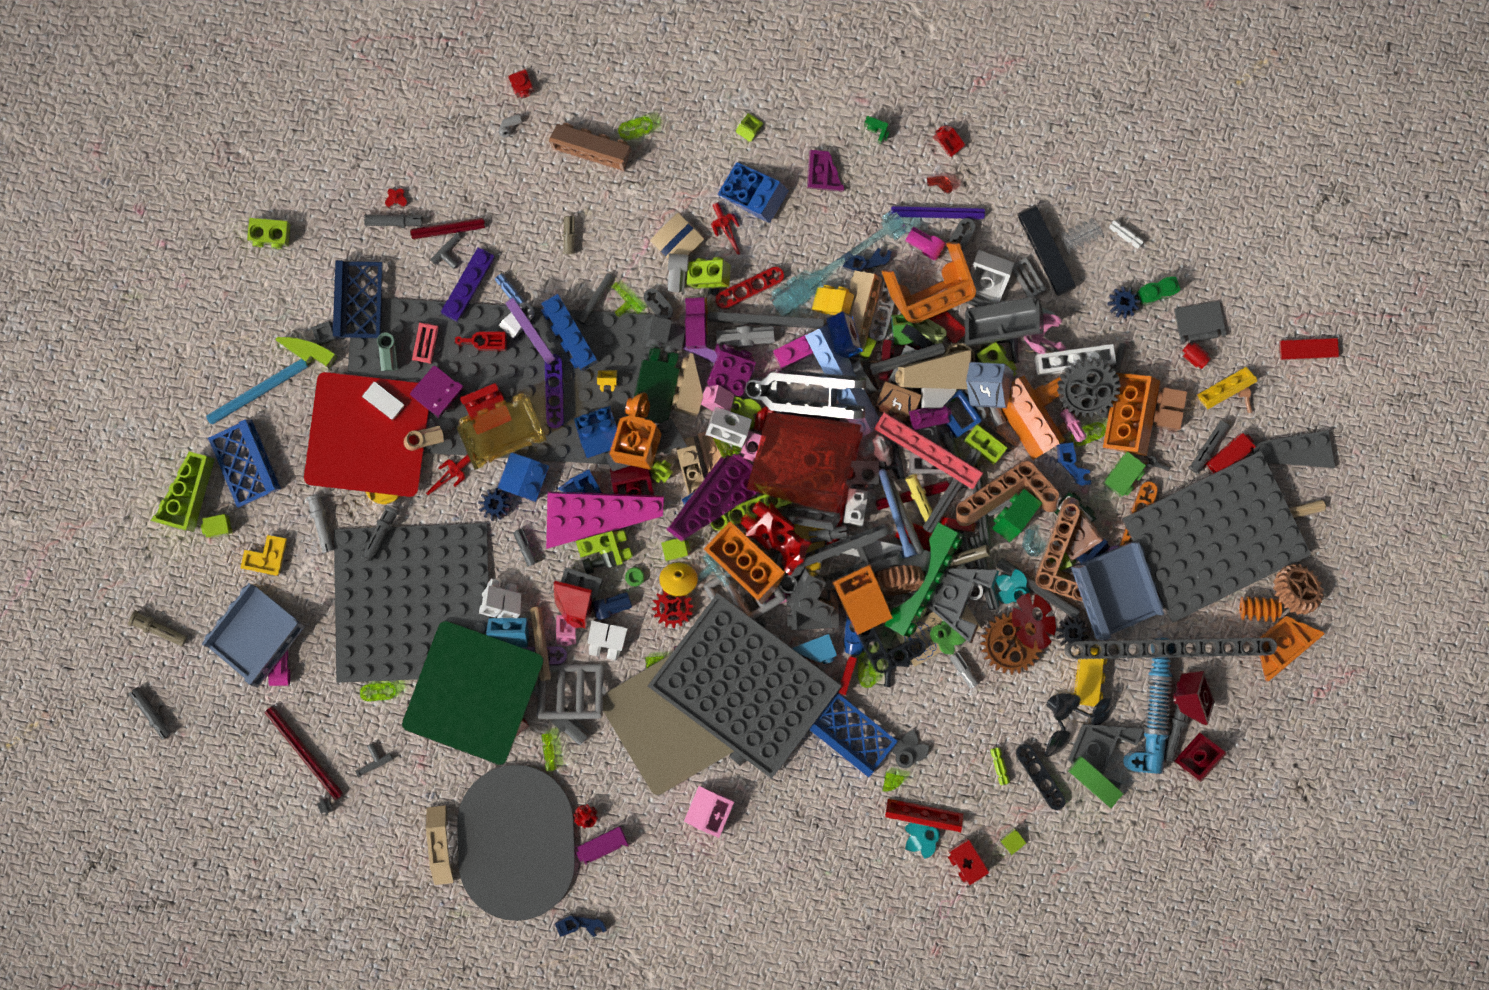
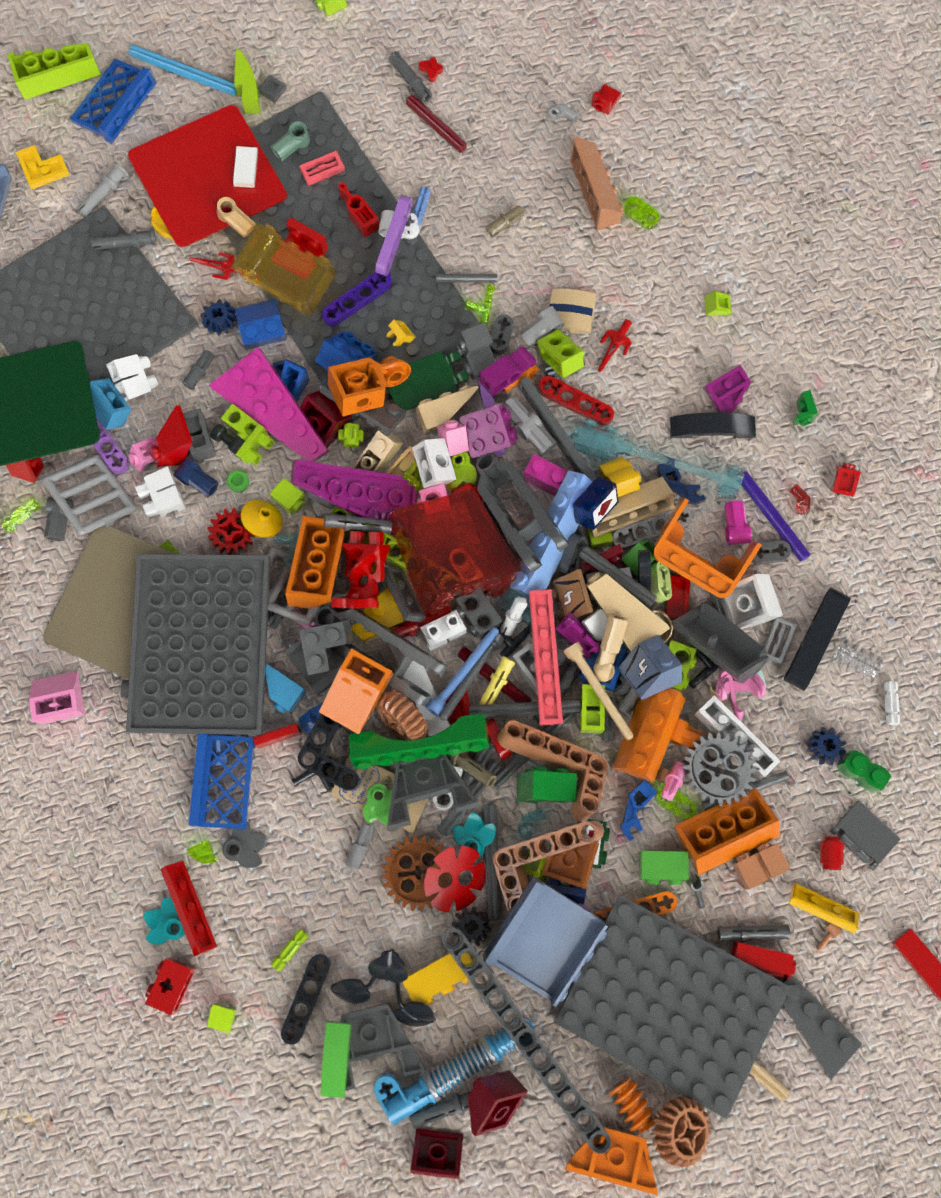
camera: 50 degrees right, 10 degrees down
(216, 526) = (41, 112): lime brick -> none
(341, 302) = (310, 81): dark blue fence -> none
(437, 391) = (283, 202): magenta bracket -> none
(442, 253) = (411, 134): dark grey piece -> none
(467, 284) = (399, 169): dark purple plate -> none
(540, 641) = (115, 438): tan axle -> none
(569, 332) = (418, 273): blue brick -> none
(734, 519) = (331, 520): none -> dark grey pin
(753, 192) = (664, 345): blue slope -> none
(828, 535) = (398, 622): dark grey pin -> none
(840, 203) = (713, 425): none -> black slope
(861, 672) = (289, 749): clear neon green beam -> none
(941, 429) = (575, 654): none -> tan piece
(954, 401) = (610, 646): none -> tan piece

